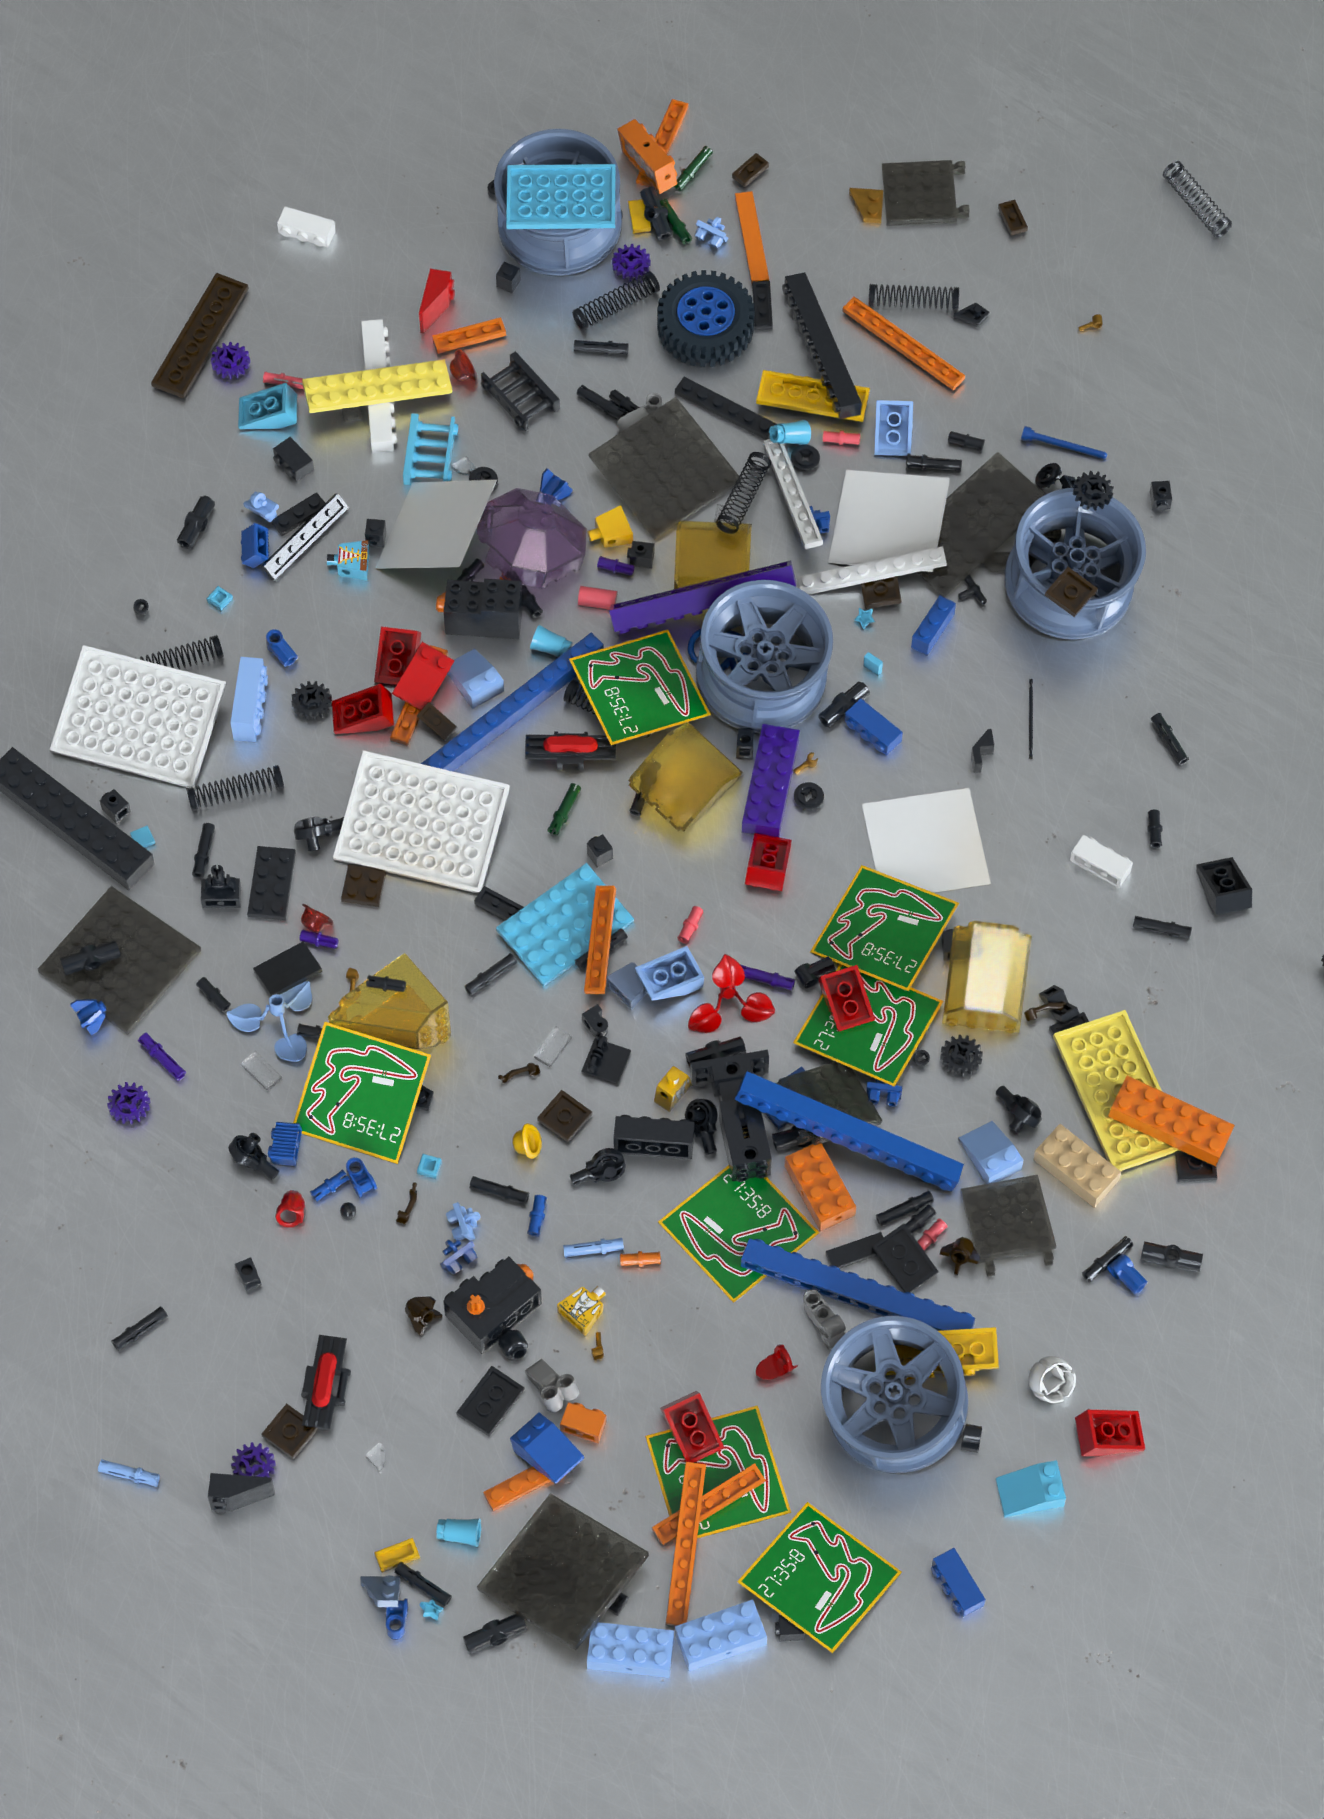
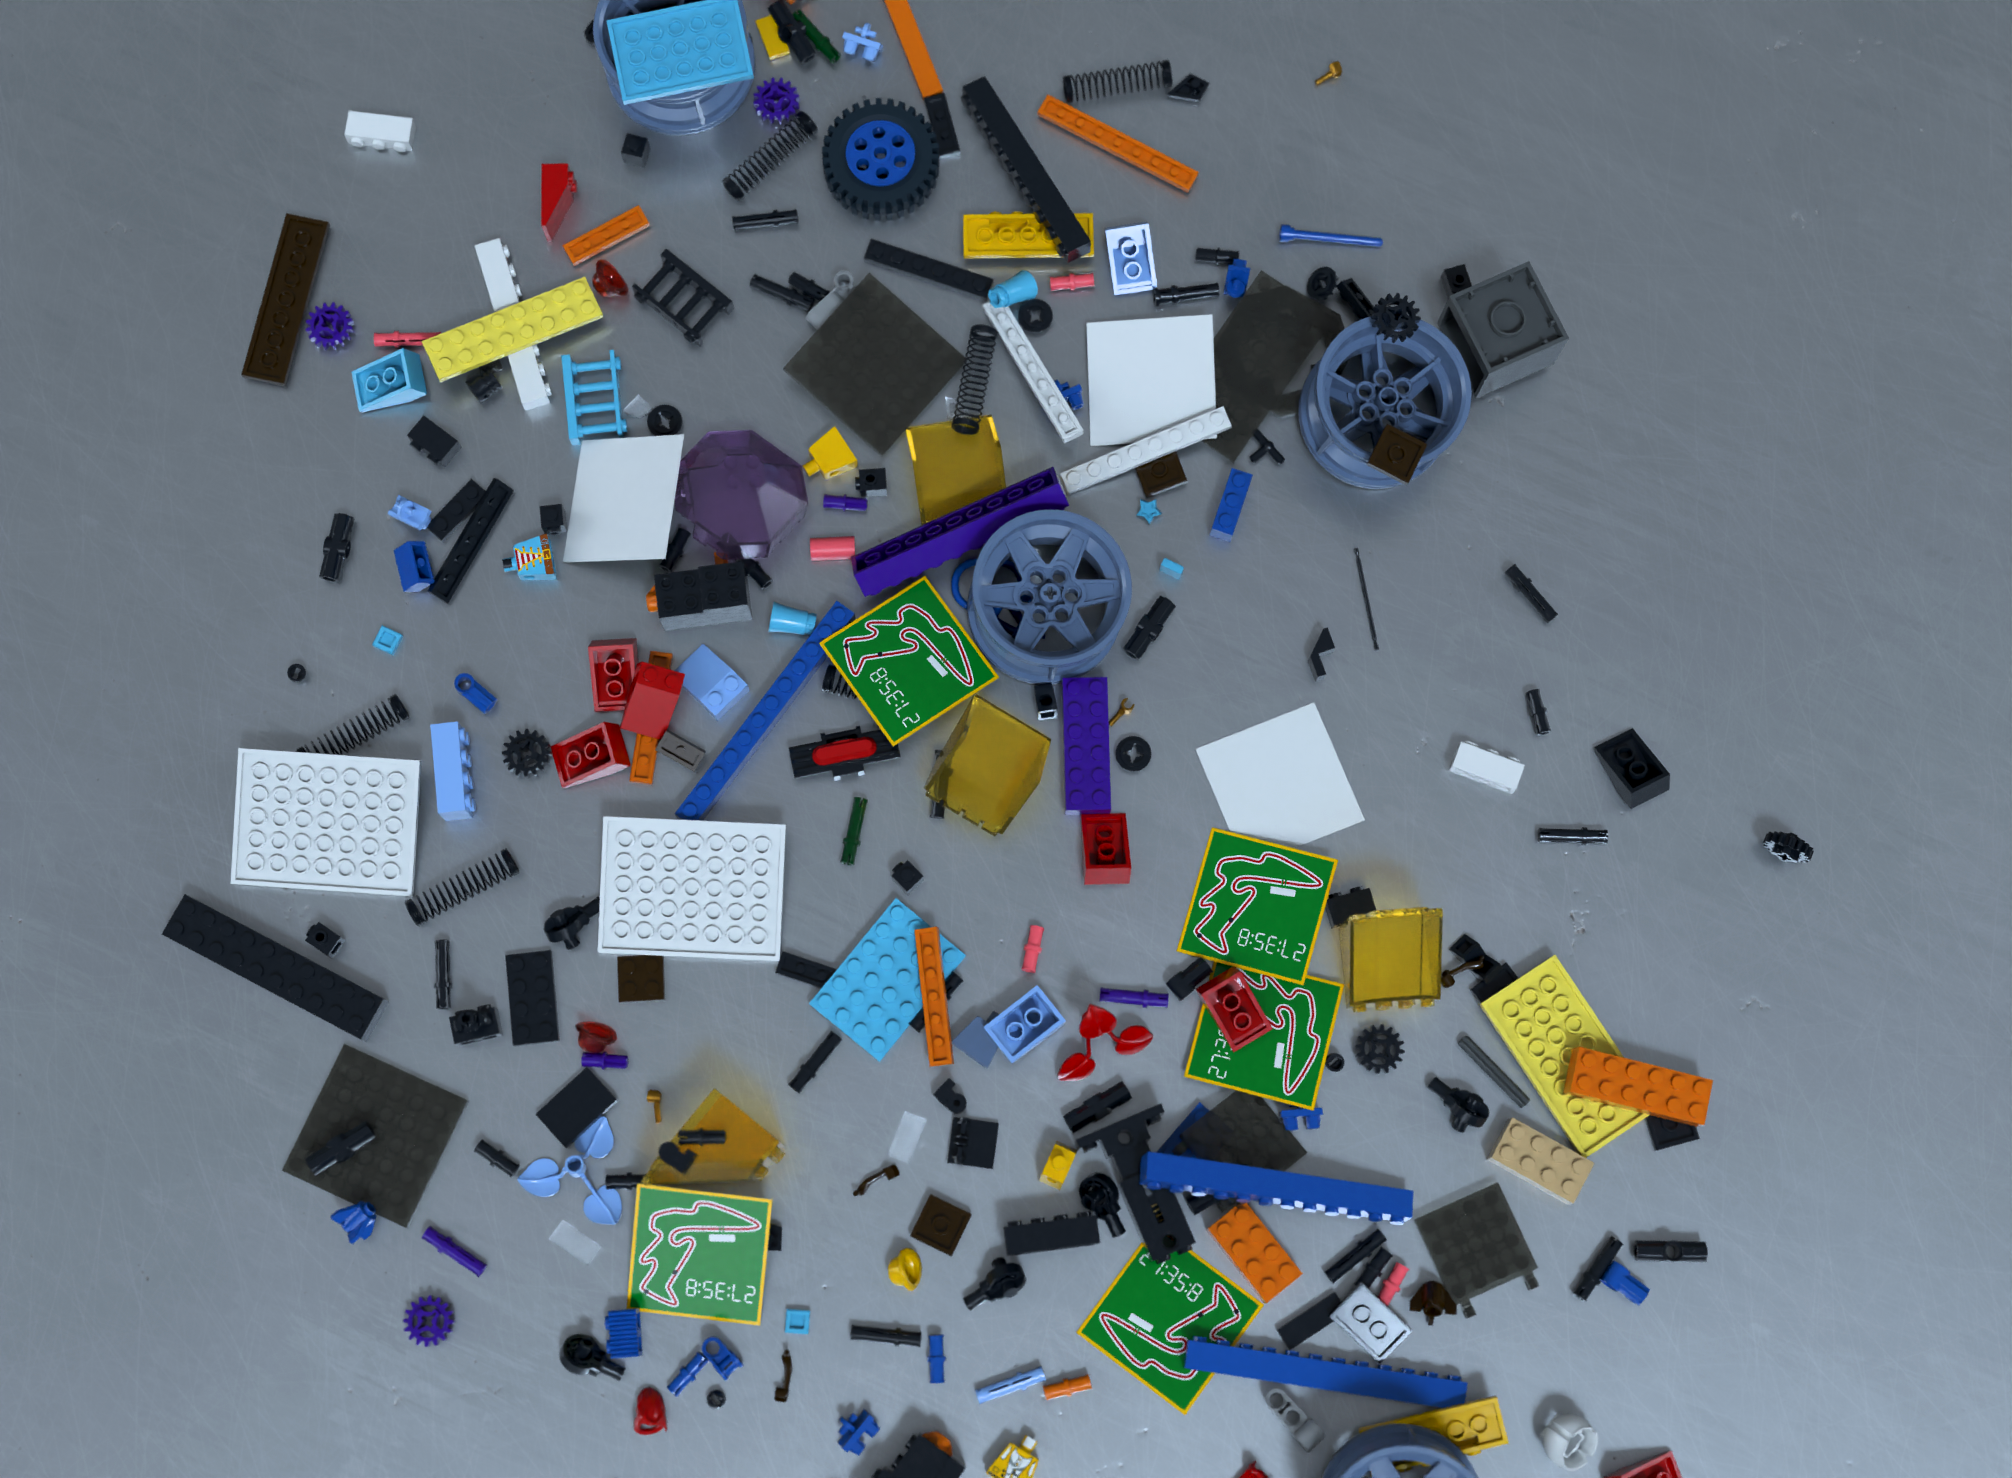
camera: 15 degrees left, 15 degrees up
(143, 836) = (367, 972): medium azure tile -> none
(343, 425) = (483, 385): none -> black piece
(361, 995) = (672, 1155): none -> black leg
(464, 1218) = (856, 1386): light blue hips -> none
(554, 485) = (750, 416): blue brick -> none
(873, 727) = (1189, 650): blue brick -> none
(977, 456) = (1236, 279): none -> blue hips
(991, 1153) = (1438, 1163): light blue slope -> none
(1054, 1092) = (1494, 1072): none -> dark grey axle
(1186, 528) = (1503, 328): none -> dark grey piece

